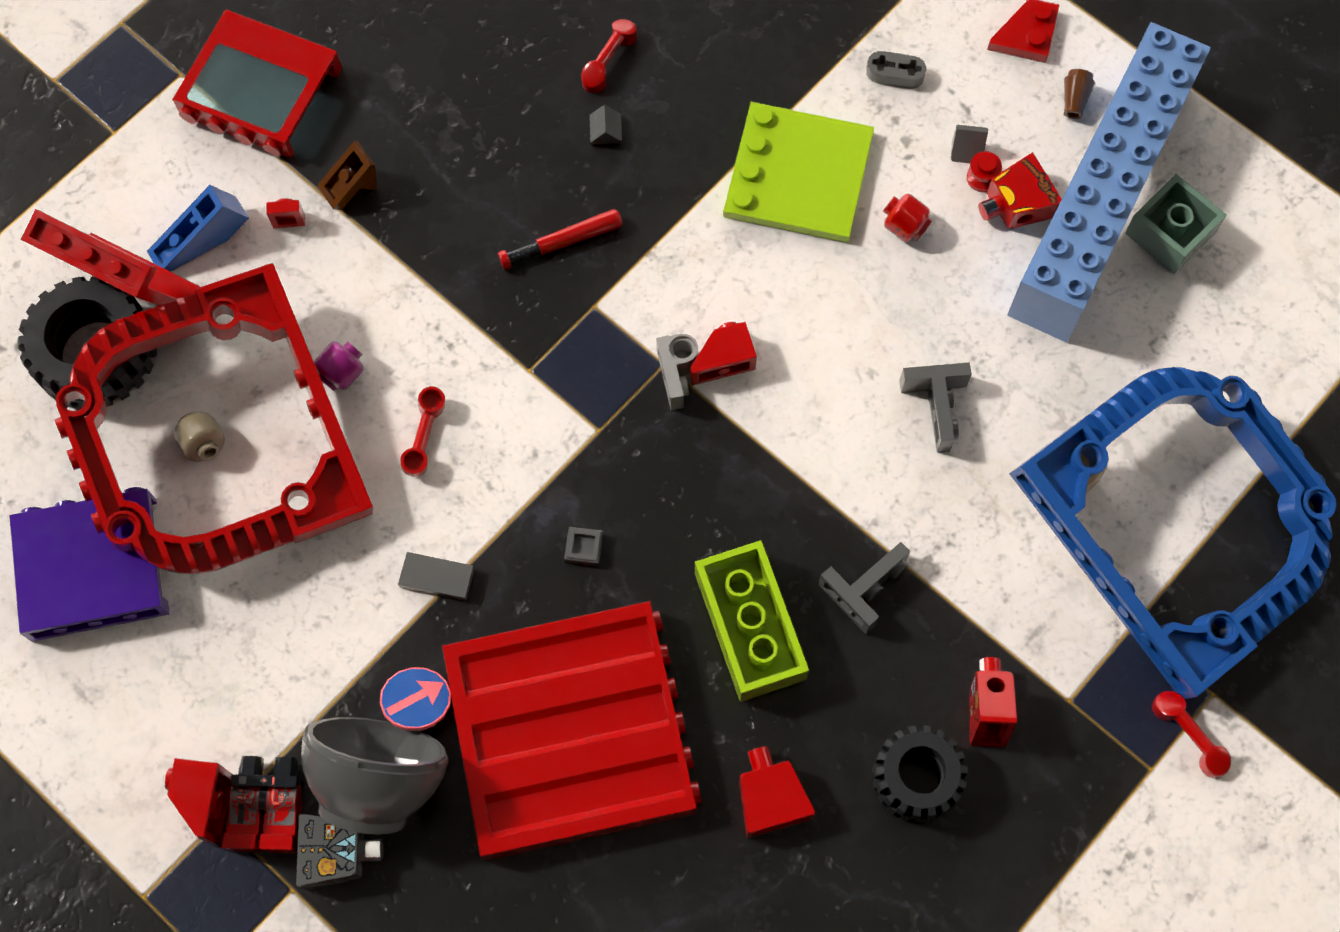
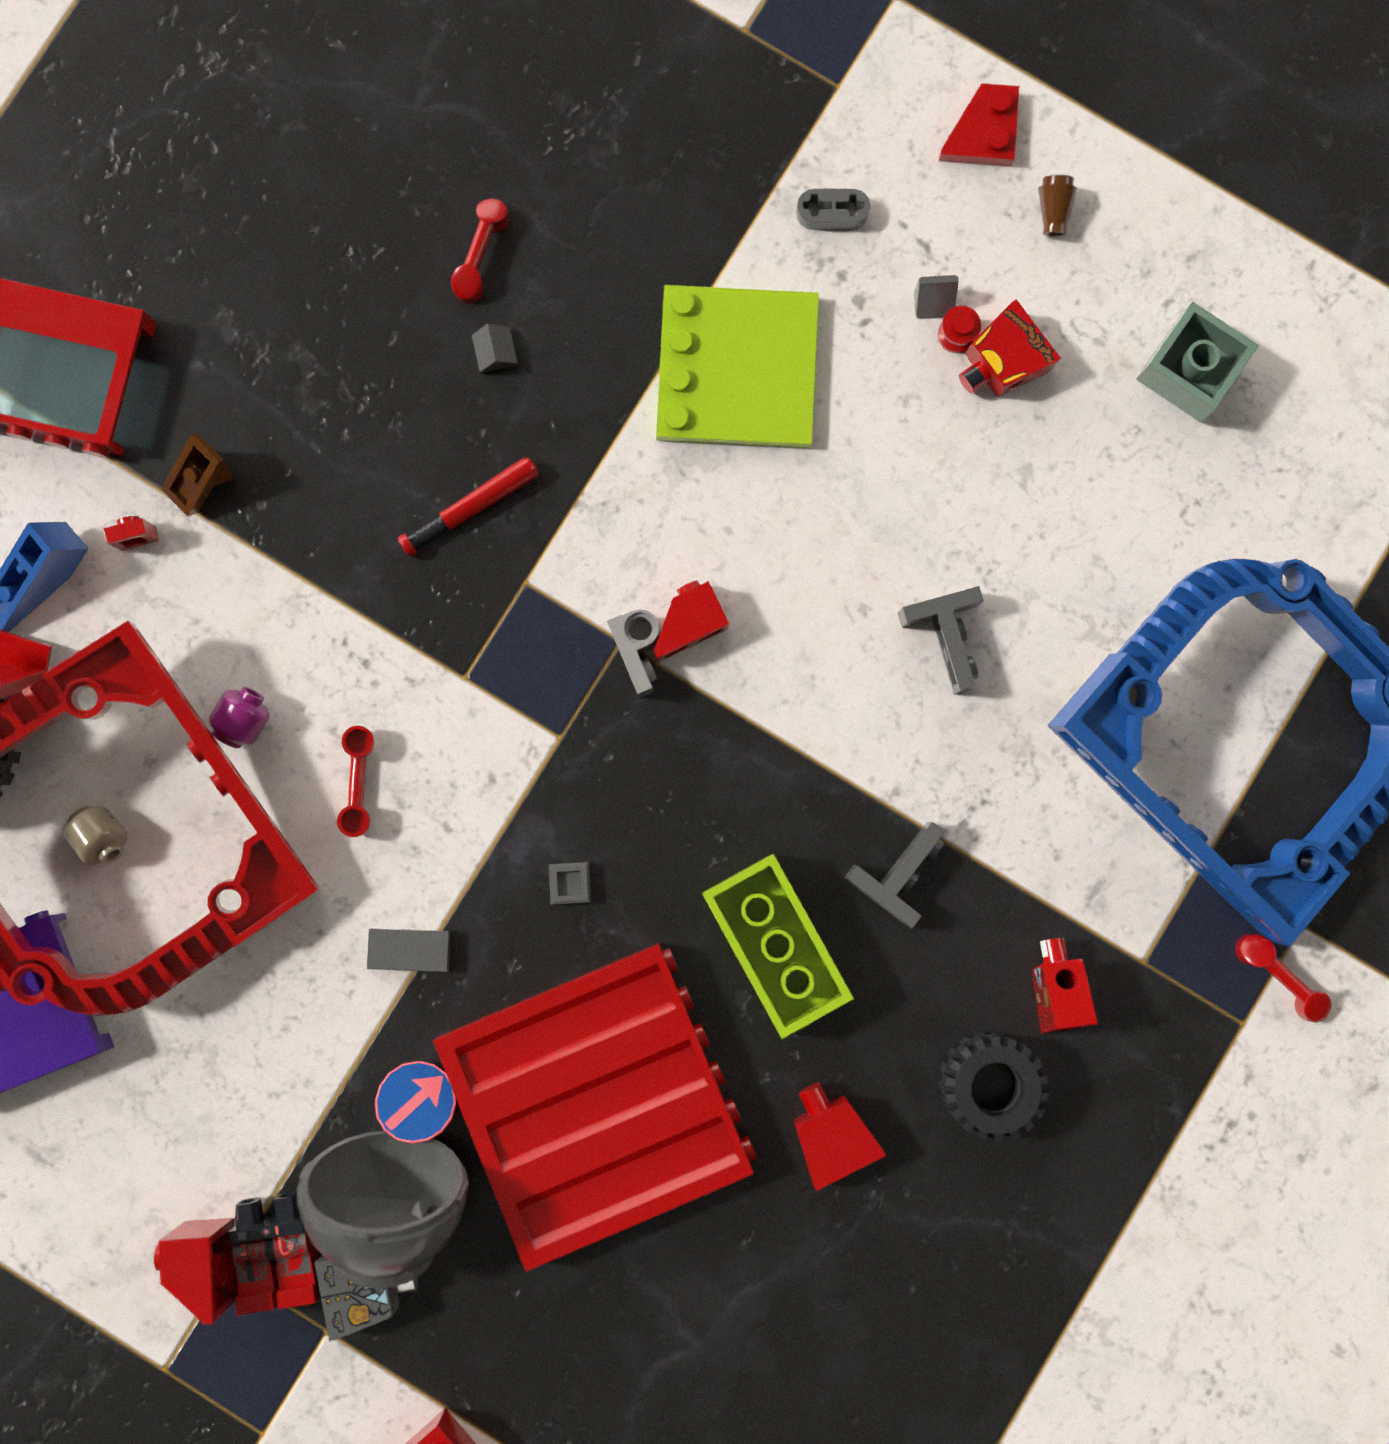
camera: 10 degrees left, 15 degrees up
(907, 217) = (876, 408): red head -> none
(1107, 182) = (1103, 376): medium blue arch -> none

